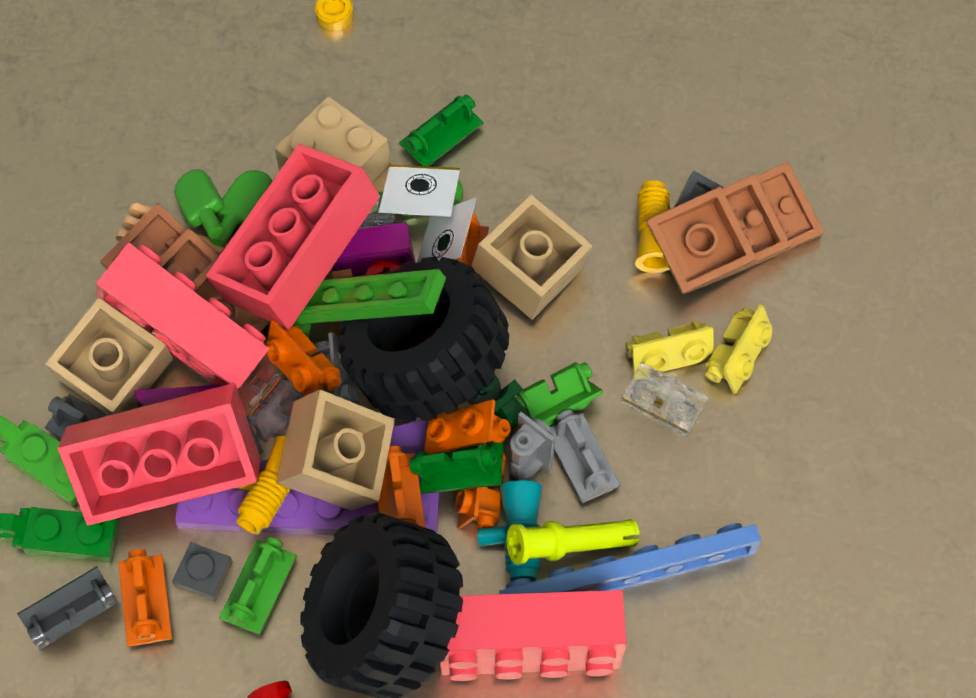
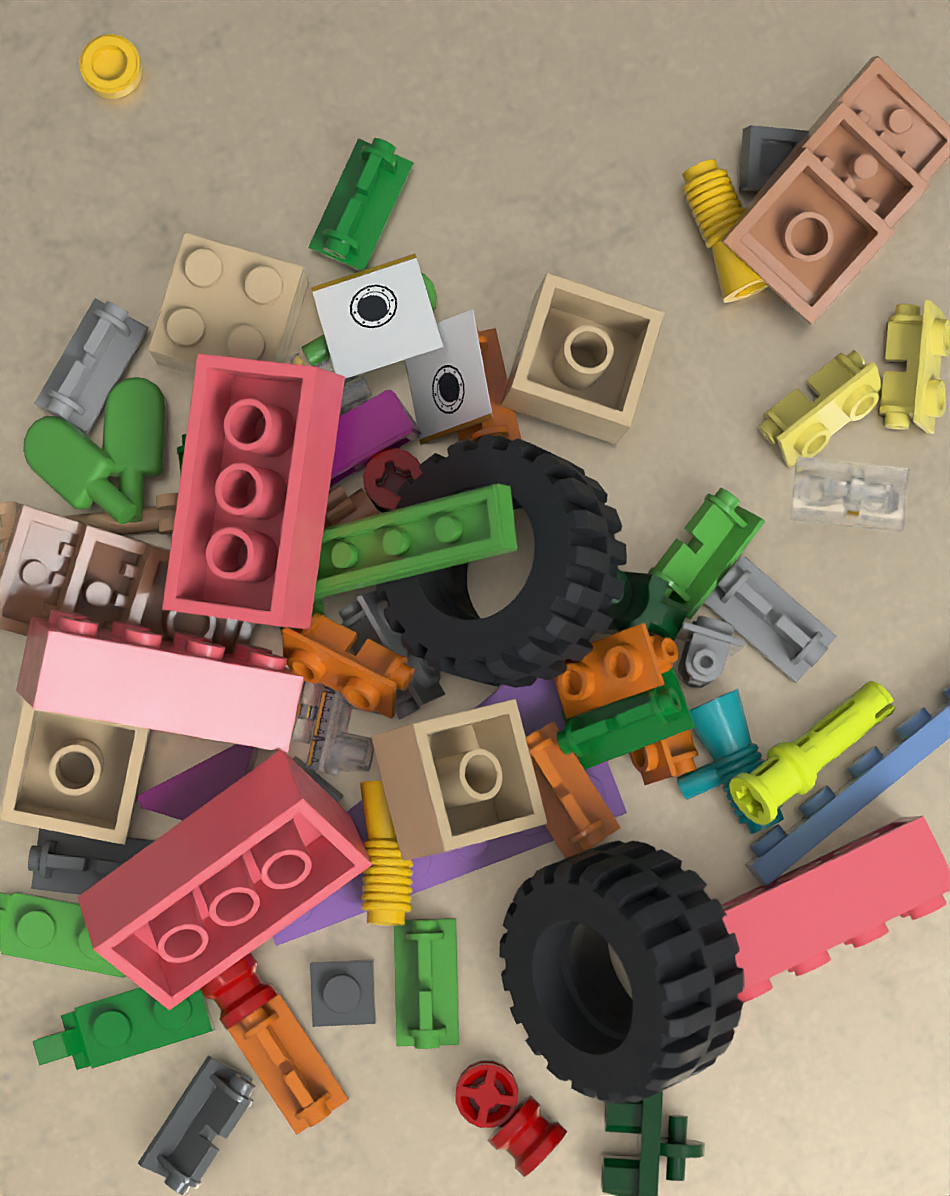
camera: 20 degrees left, 20 degrees up
(136, 532) = (238, 991): none -> red wheel
(240, 154) = (91, 364): none -> light grey hinge
(256, 662) = (485, 1104): none -> red wheel

